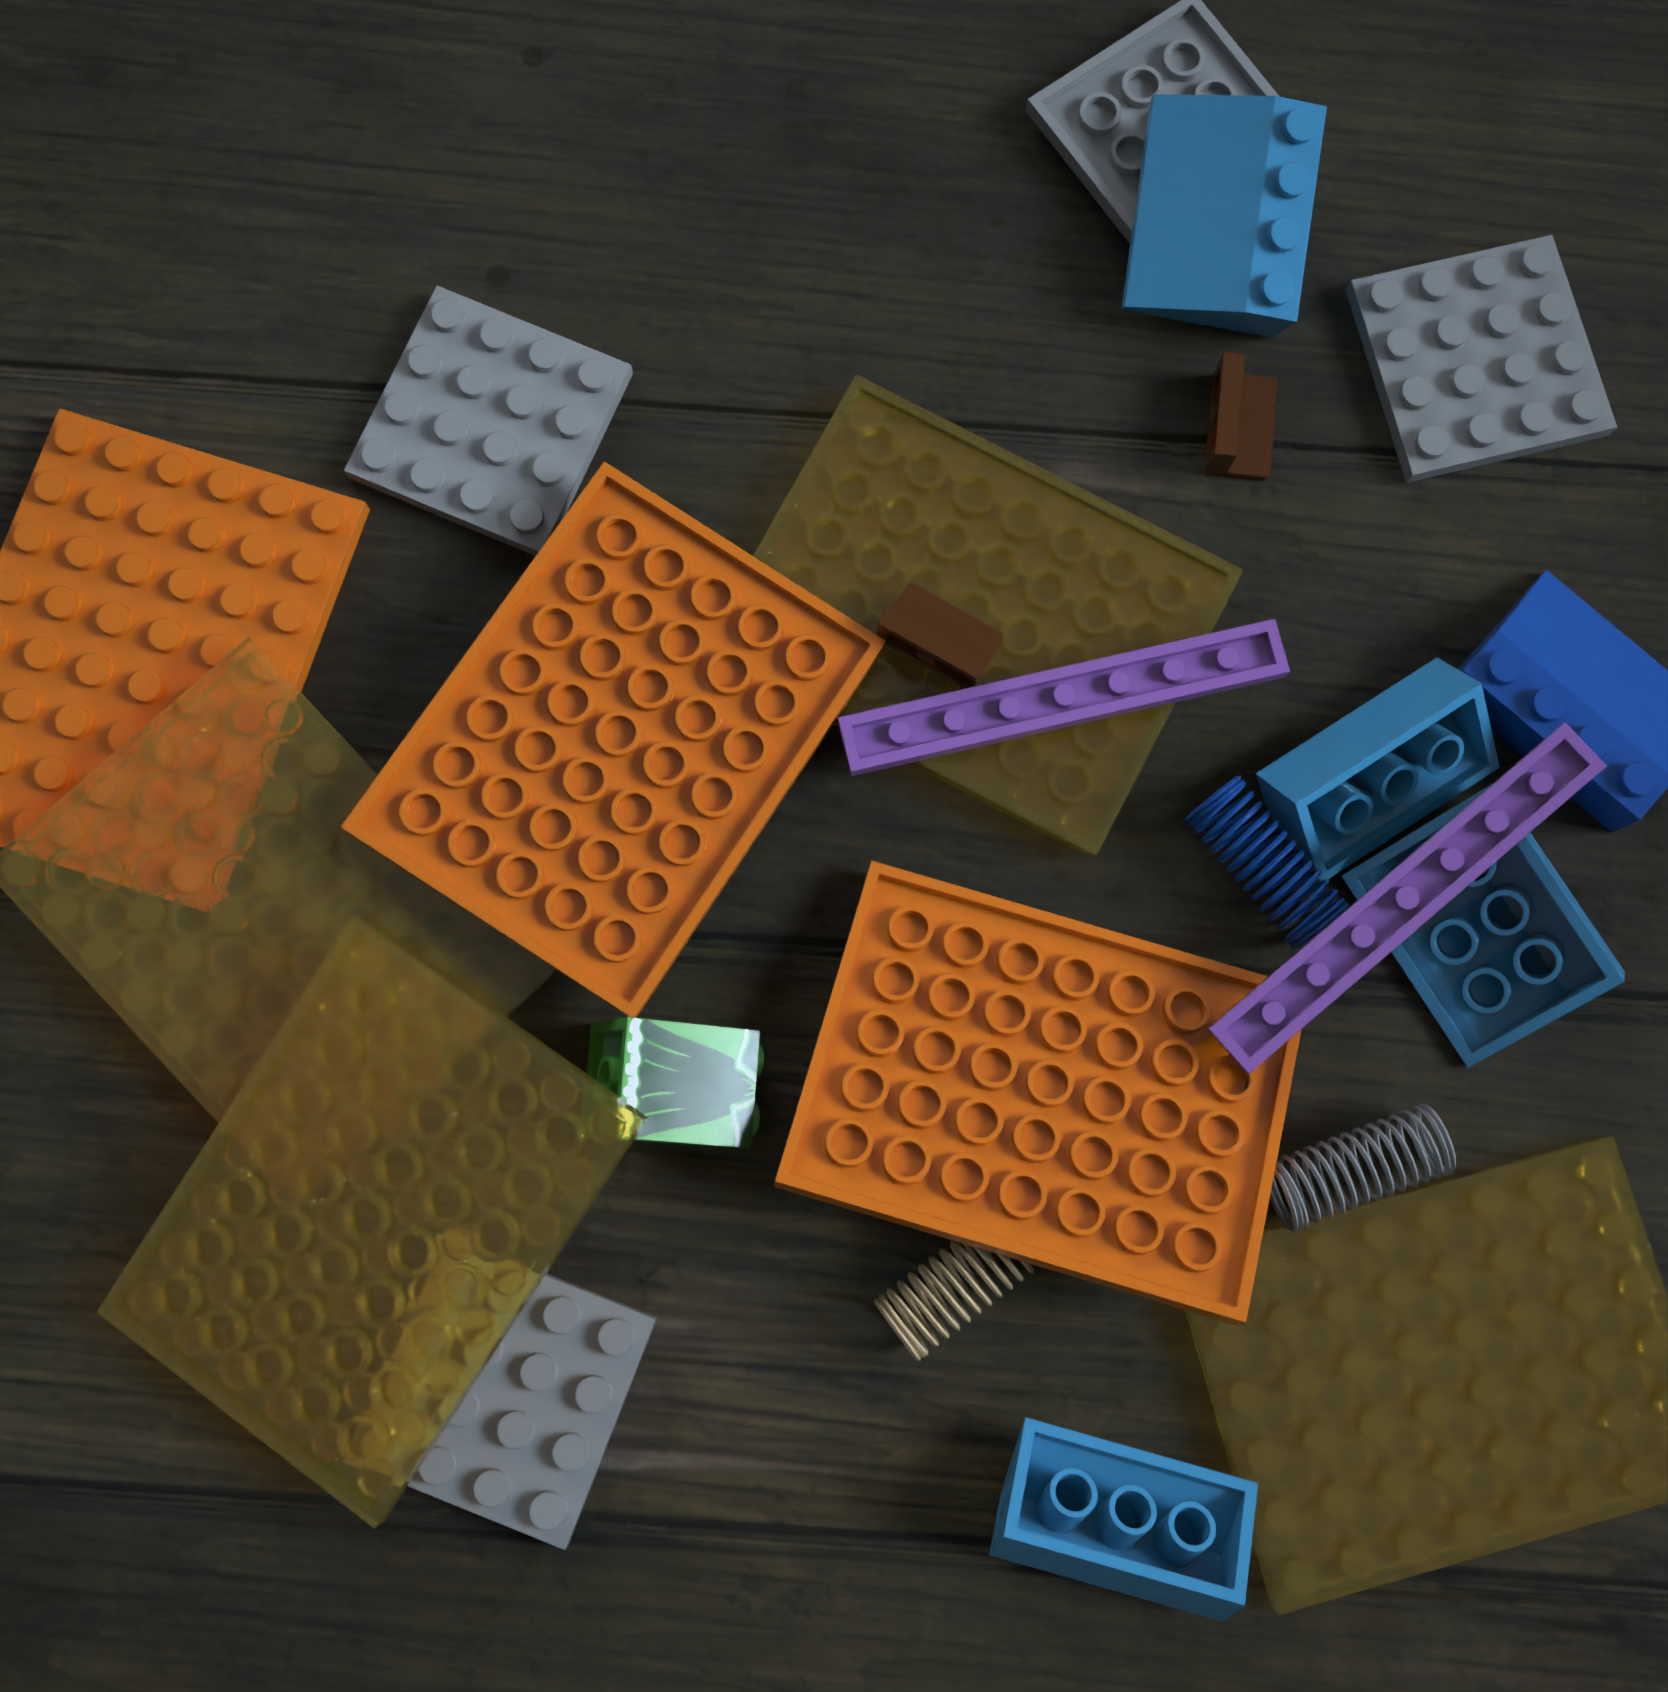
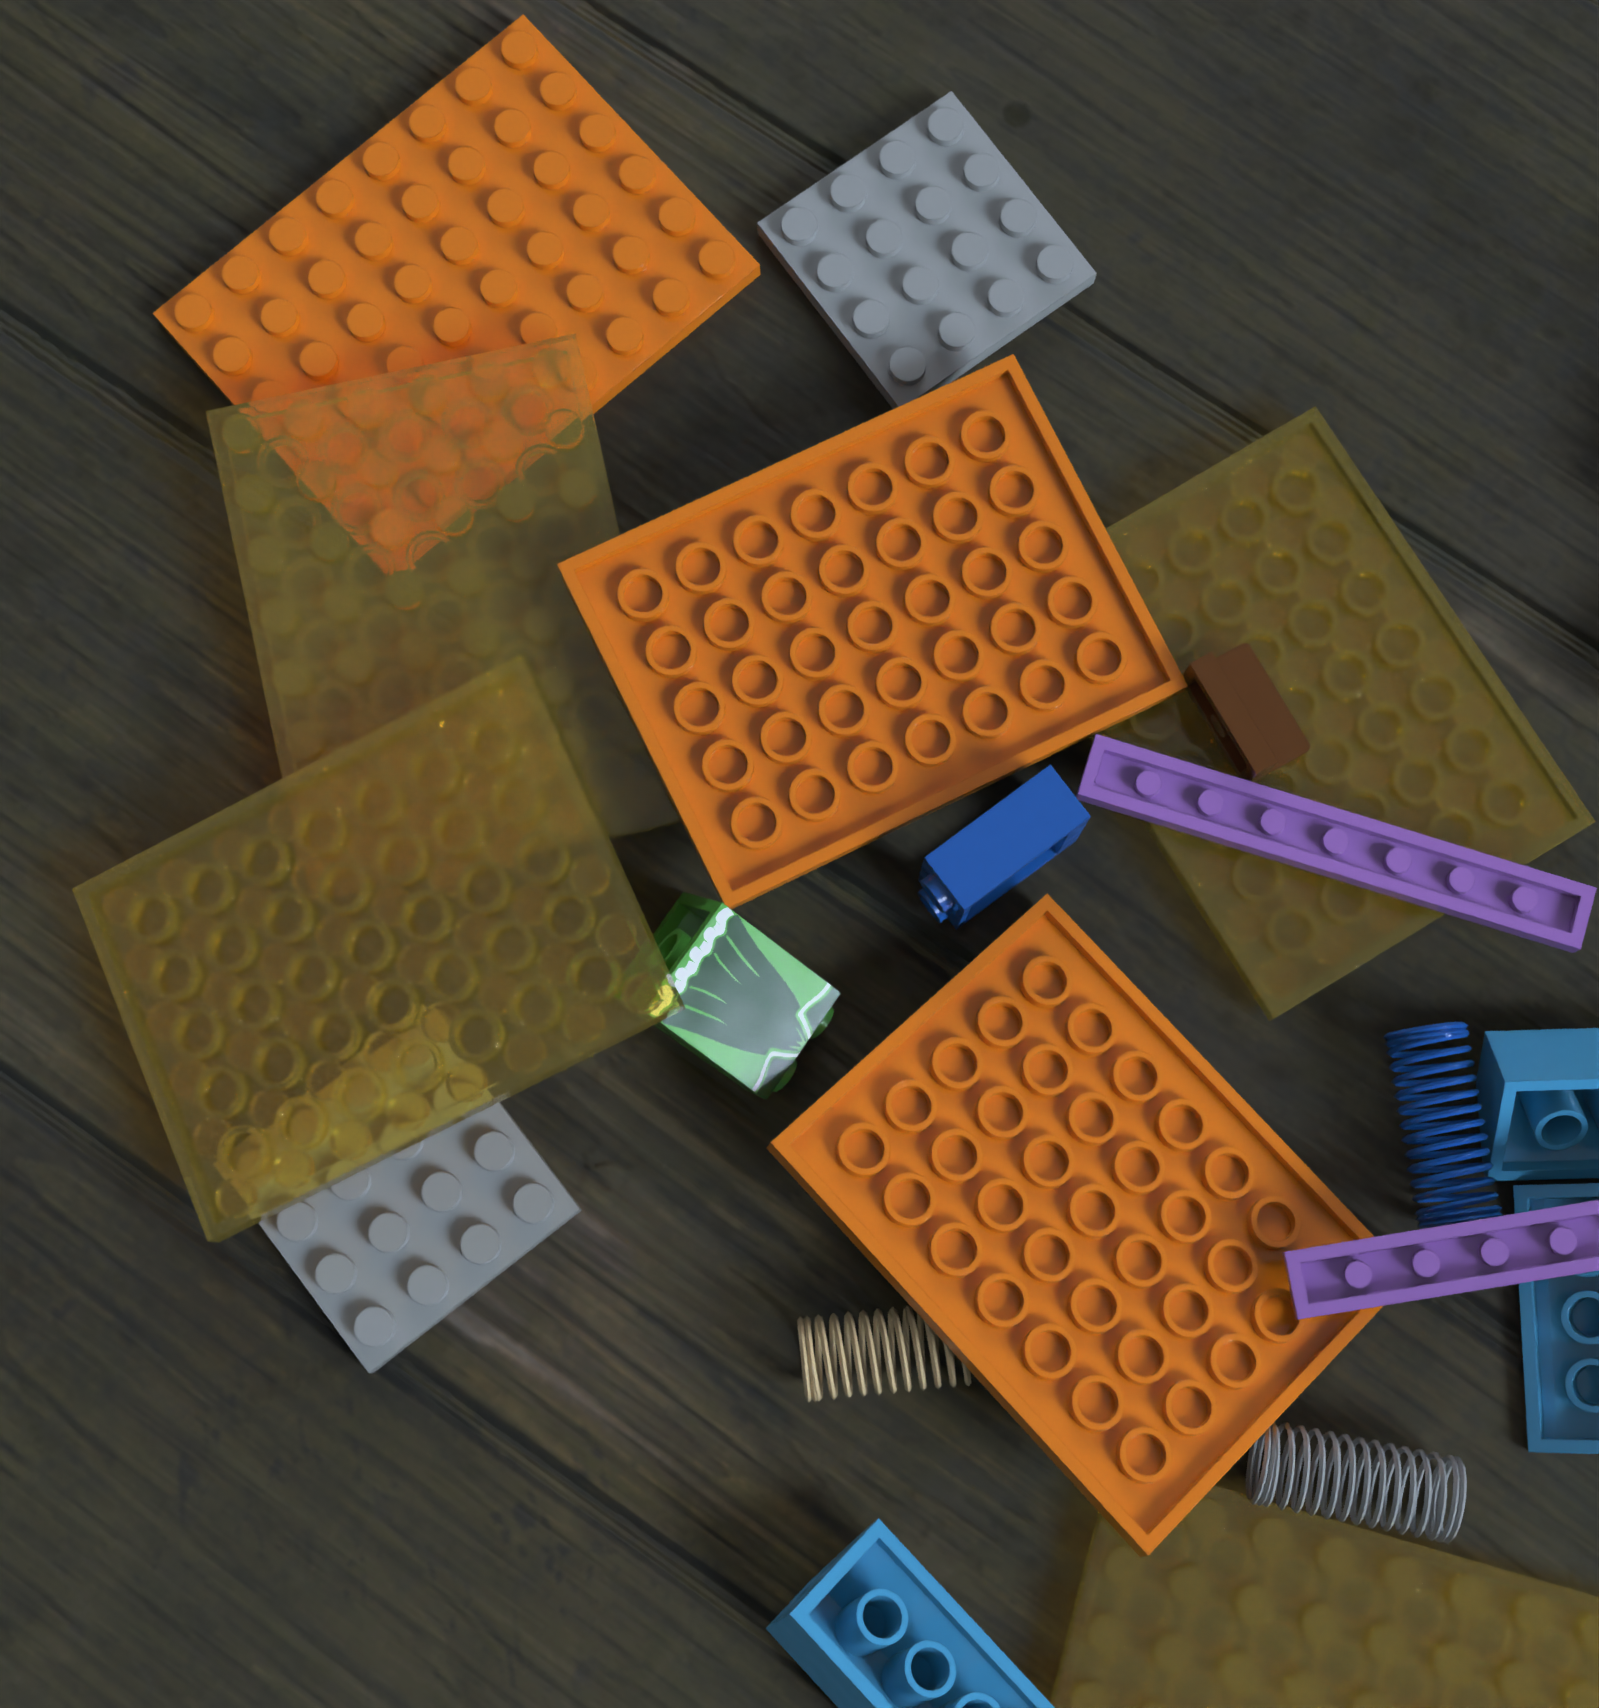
camera: 35 degrees right, 0 degrees up
(817, 847) = (1001, 848): none -> blue window

